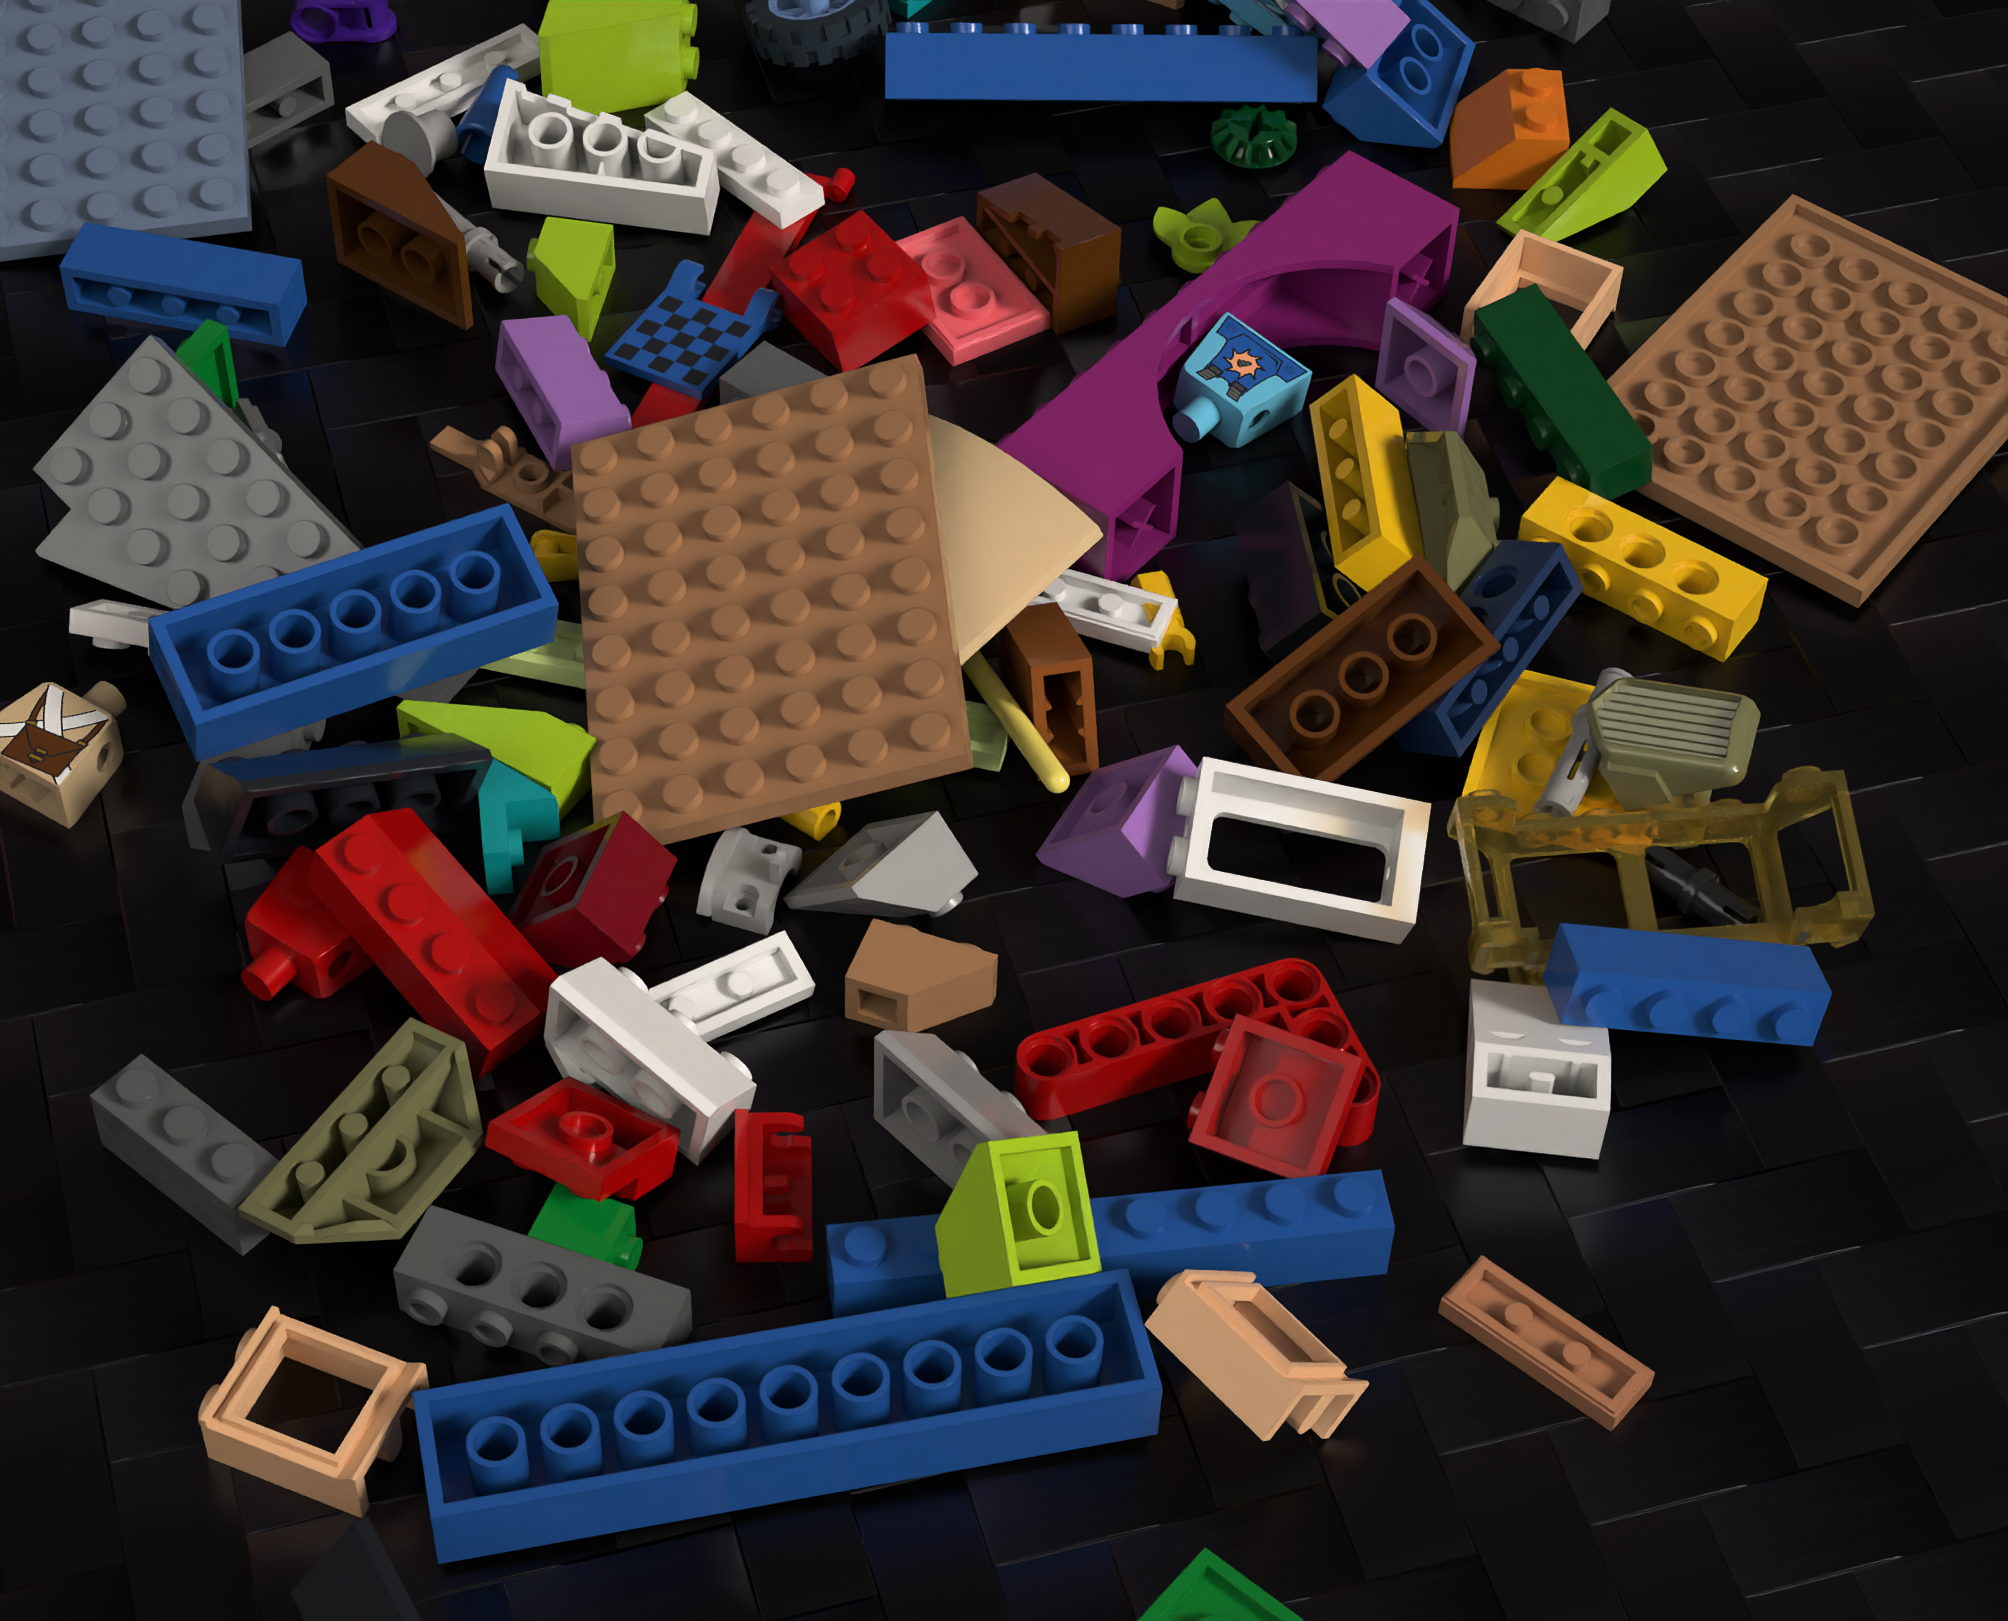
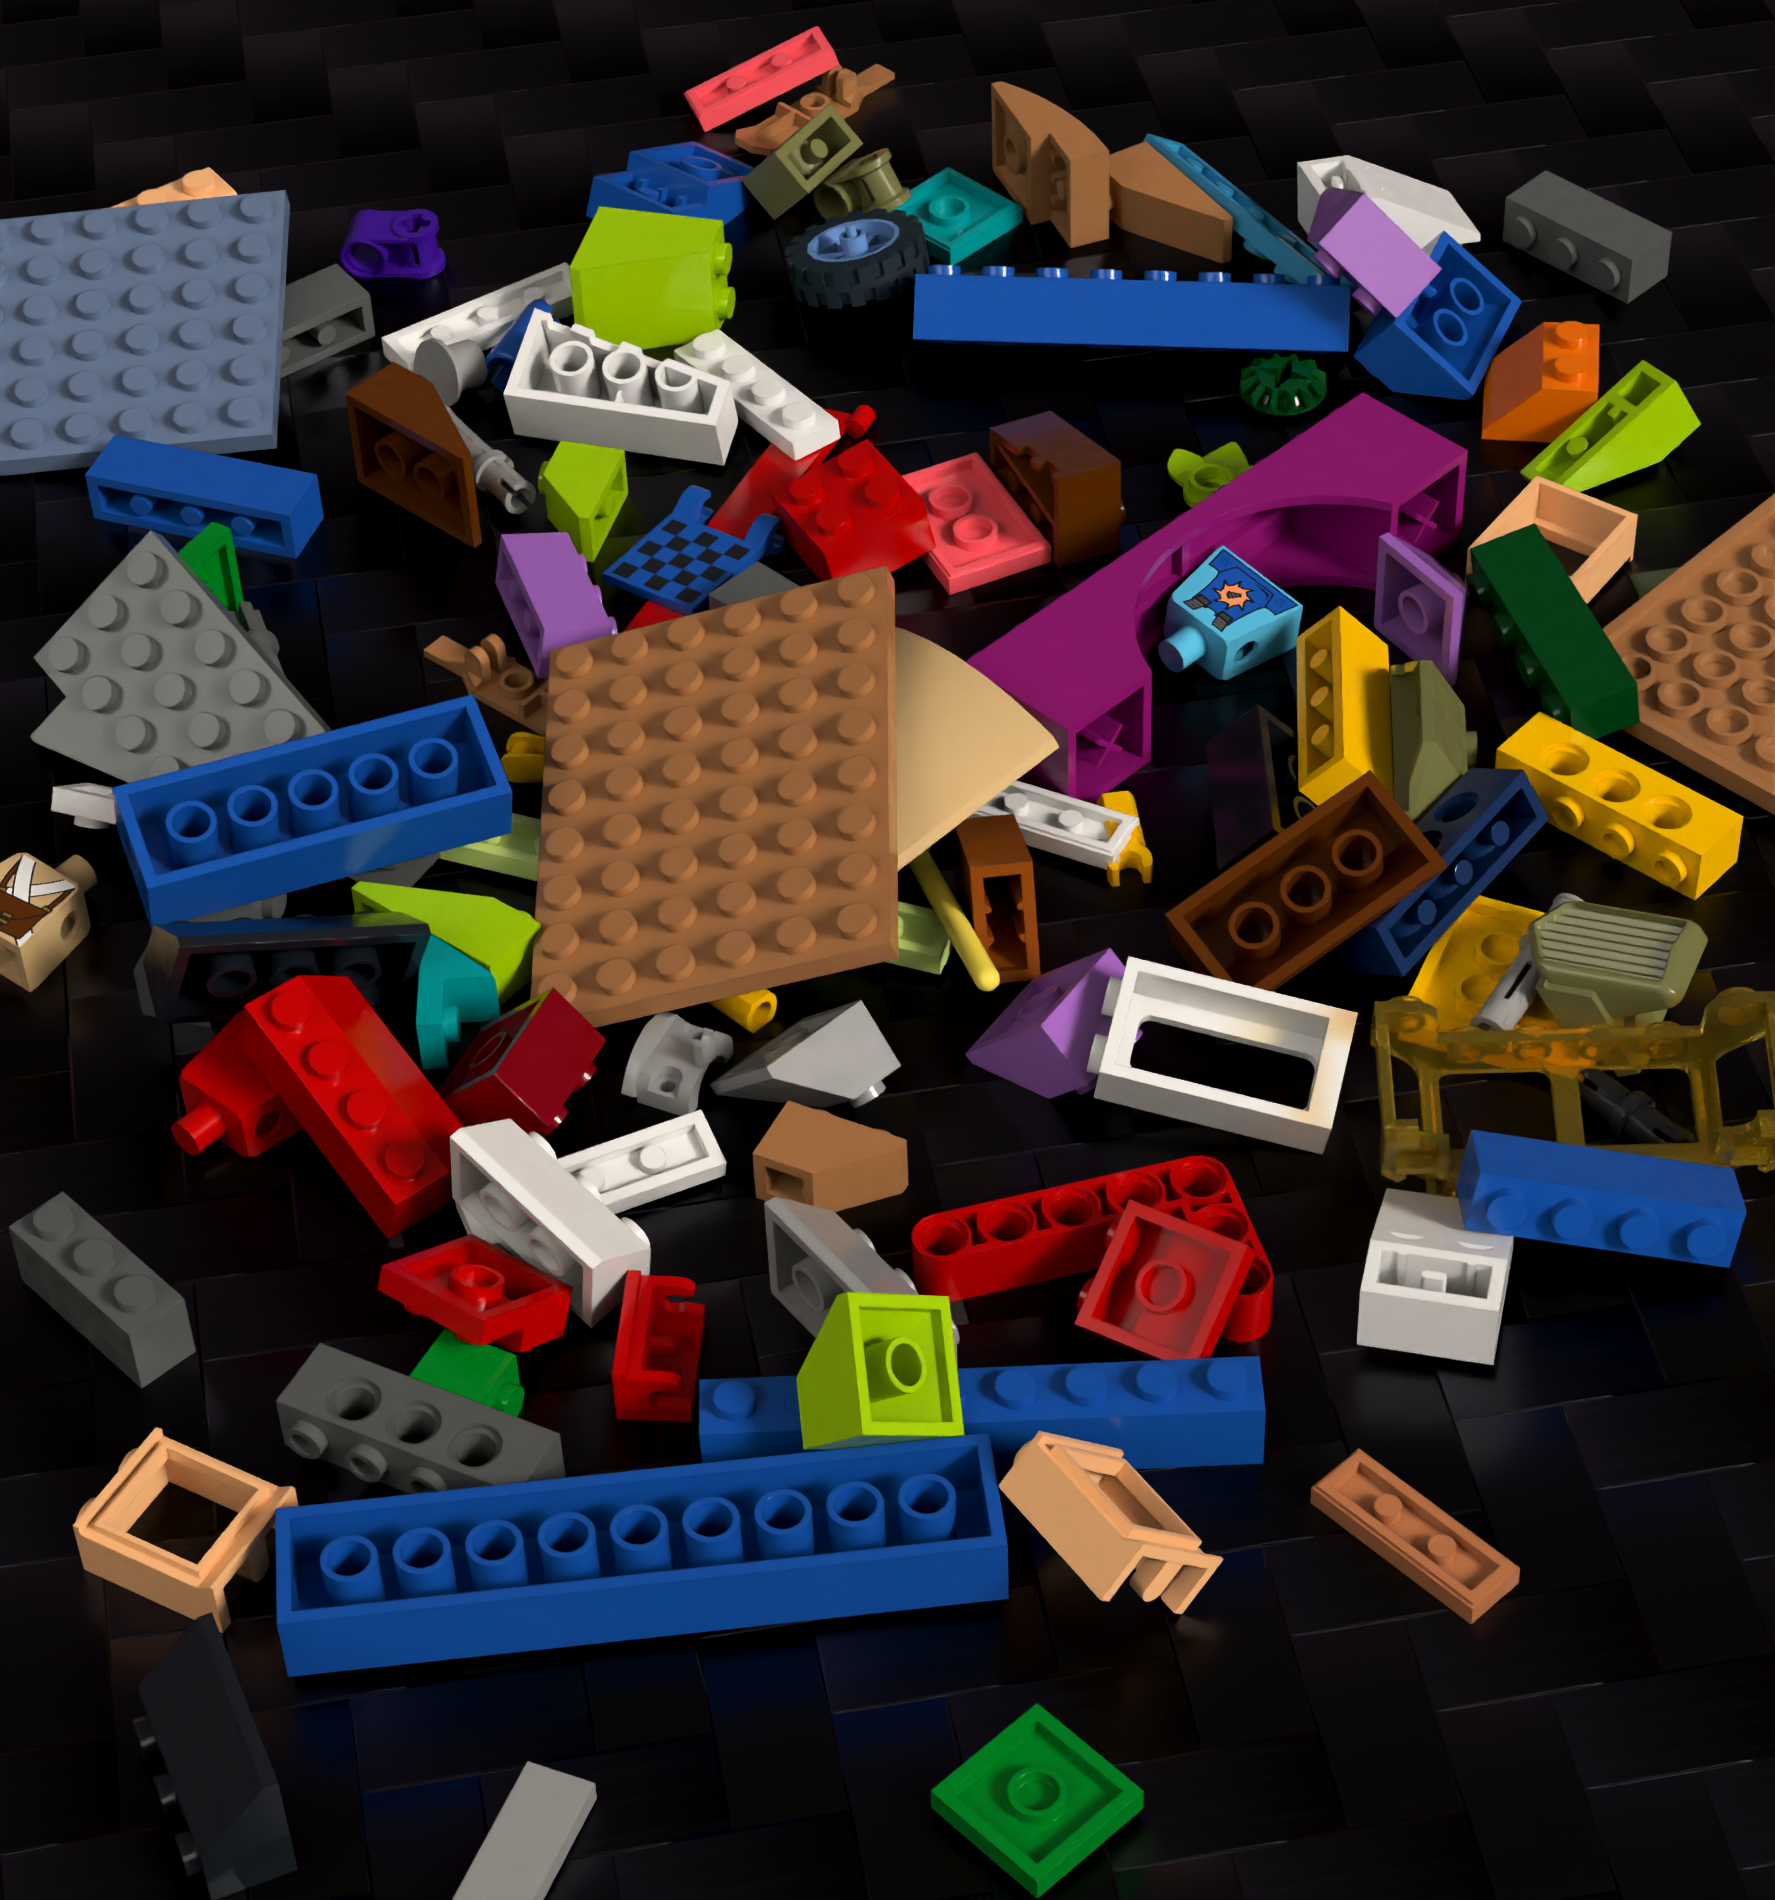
camera: 10 degrees right, 5 degrees down
(378, 1147) = (275, 1287): olive wedge -> none

